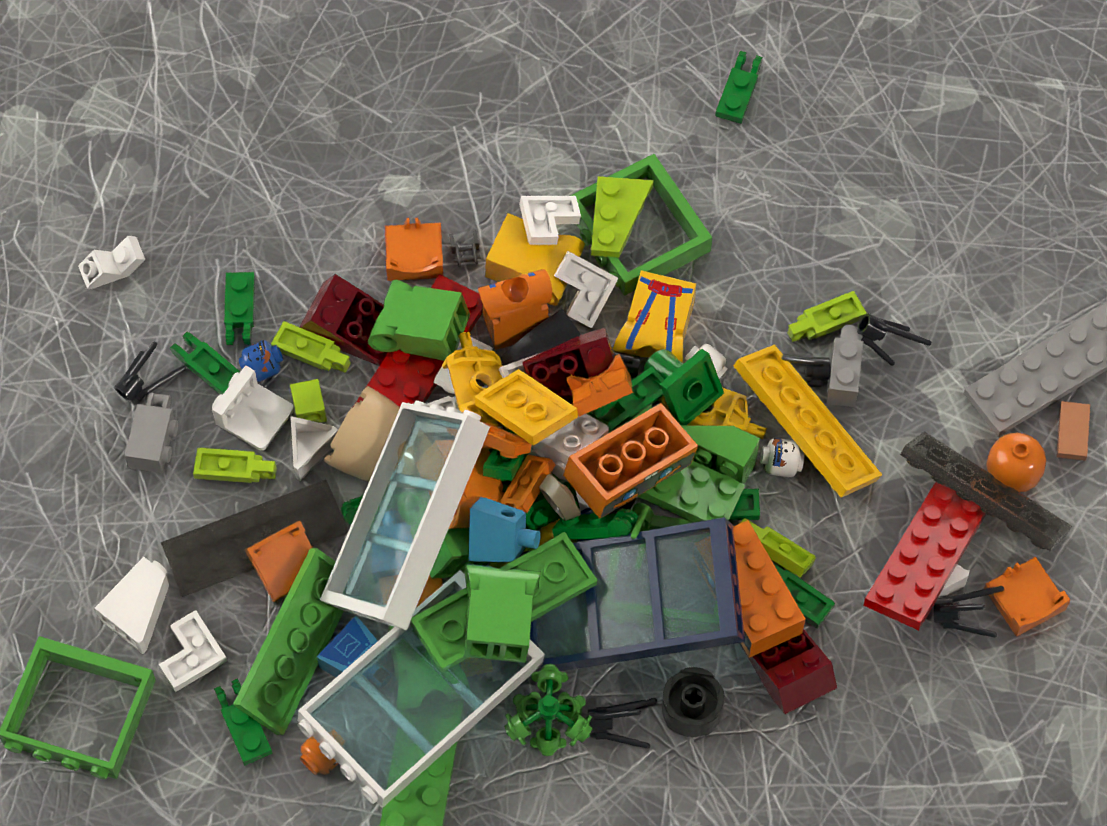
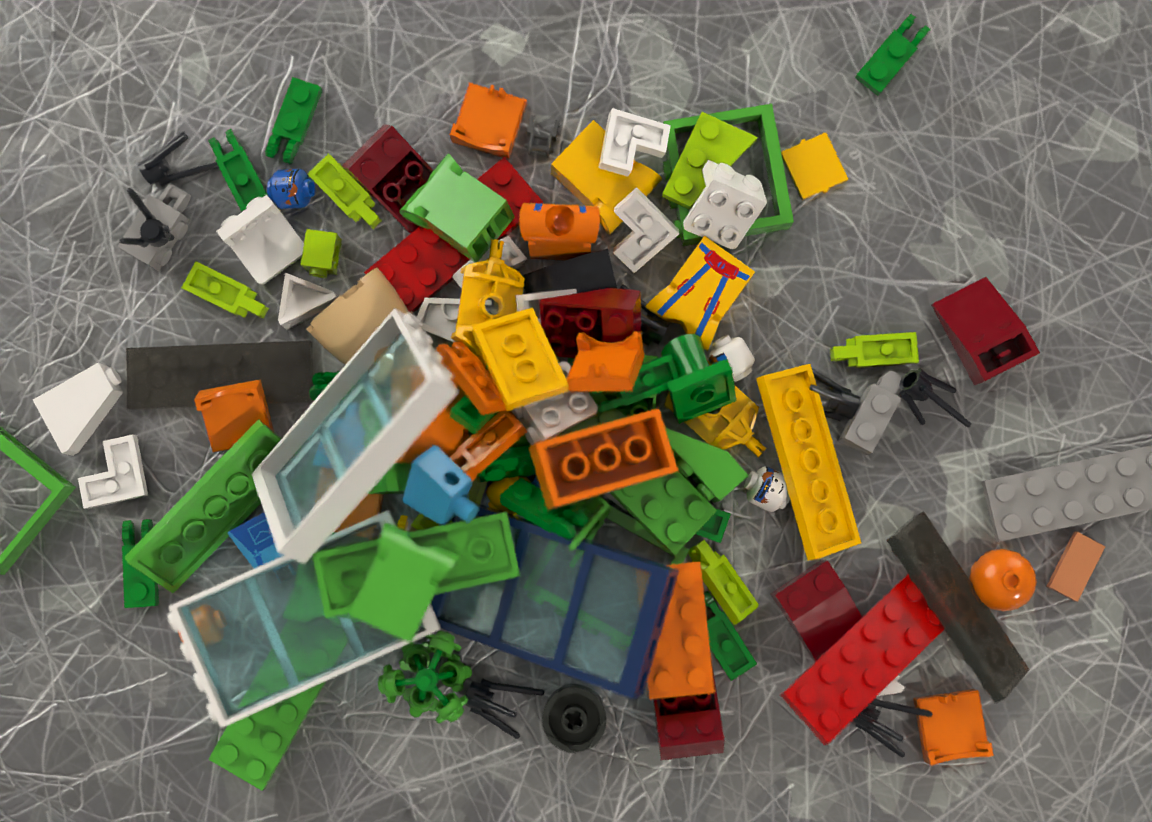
camera: 25 degrees right, 20 degrees up
(105, 266) = (181, 26): white slope -> none
(155, 427) = (151, 231): none -> black plant
(559, 498) = (515, 471): dark tan hat -> none
(649, 241) = (725, 205): none -> white bracket
(711, 194) = (814, 166): none -> yellow piece
(863, 536) = (817, 607): none -> dark red slope
(912, 271) = (984, 330): none -> dark red slope

